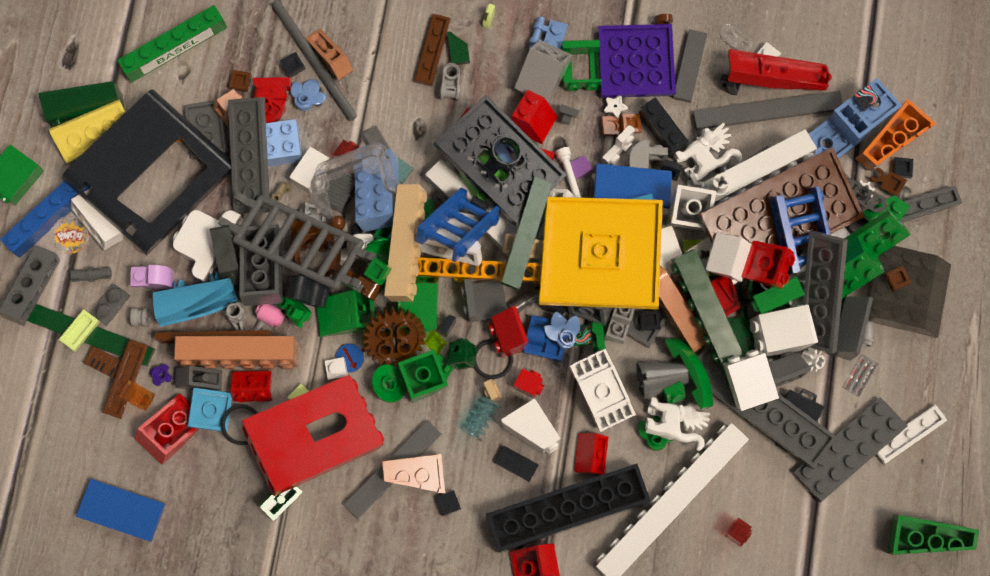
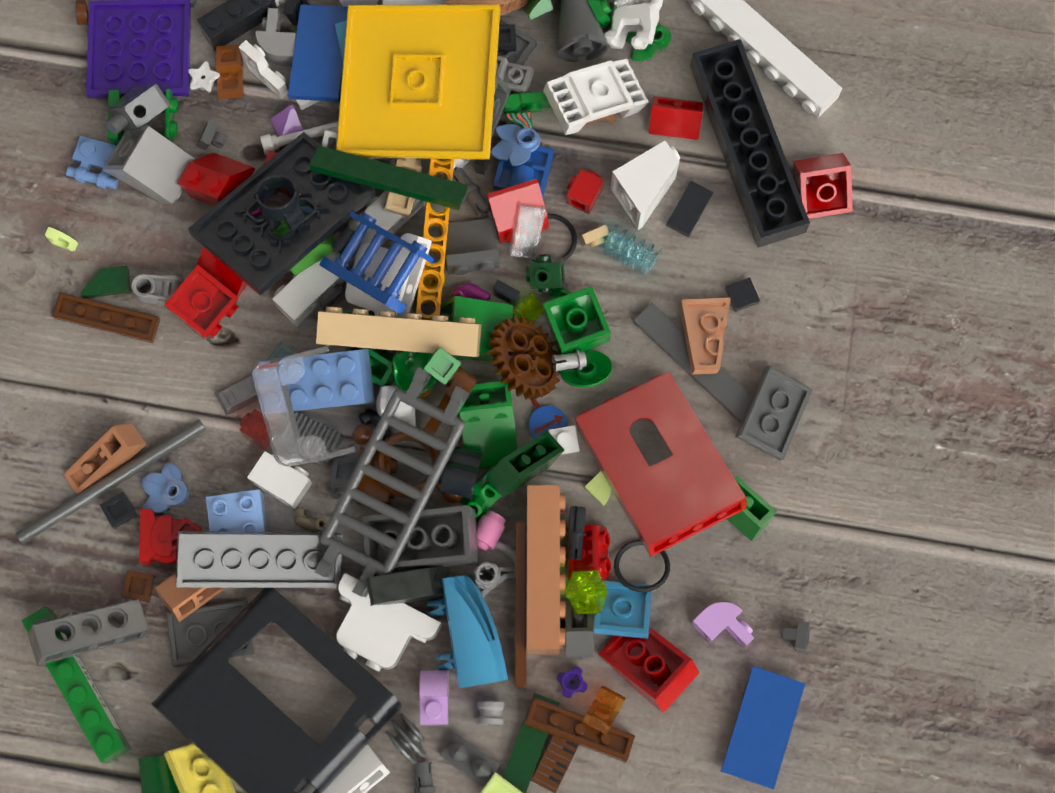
camera: 90 degrees left, 0 degrees up
(122, 259) = (407, 739): none -> dark grey piece
(185, 538) = (798, 636): none -> dark grey tile
(201, 482) = (720, 617): none -> lavender brick
(209, 76) = (49, 648): none -> dark grey brick
(219, 381) = (586, 592): none -> clear neon green brick
(263, 374) = (575, 533): none -> black axle
(312, 336) = (525, 463): none -> dark green brick
(353, 524) = (774, 413): none -> dark grey tile
(392, 370) = (570, 360): none -> light grey pin
(438, 111) = (202, 303): none -> red plate
(450, 300) = (471, 291): none -> magenta arm
(492, 338) = (527, 231): none -> clear tile
(582, 57) = (136, 108): none -> dark grey torso

